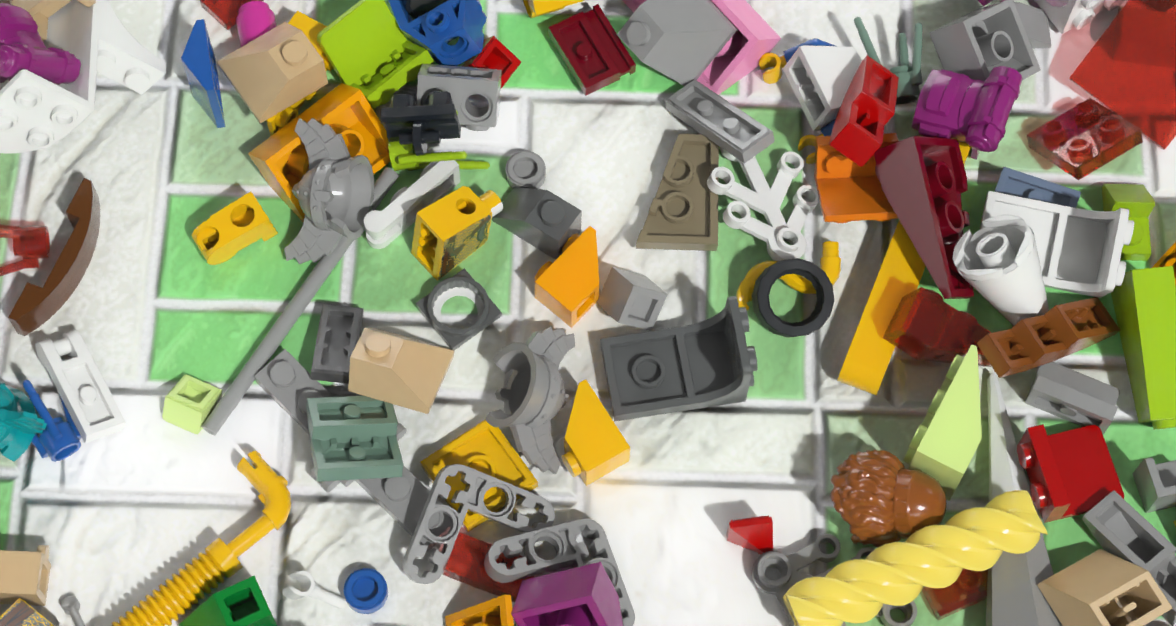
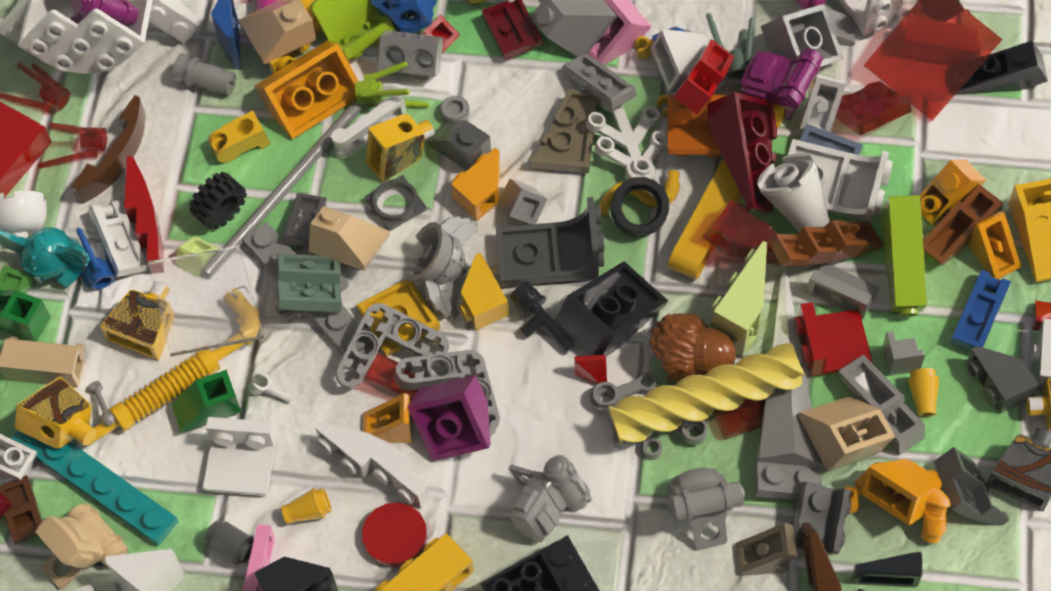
camera: 10 degrees right, 5 degrees down
(108, 342) = (141, 211): none -> red slope
(125, 506) = (136, 324): none -> torso
(175, 140) = (207, 76): none -> light grey axle
(212, 473) = (205, 300): none -> clear piece
(215, 325) = (217, 200): none -> black tyre
(331, 194) = (309, 114): light grey helmet -> none
(365, 591) = (307, 391): blue tile -> none
(421, 124) = (379, 68): black hips -> none
(656, 442) = (530, 302): none -> black piece
(767, 447) = (610, 309): none -> black slope
(1024, 138) = (822, 102): none -> white slope
(1140, 205) = (902, 169): lime slope -> none

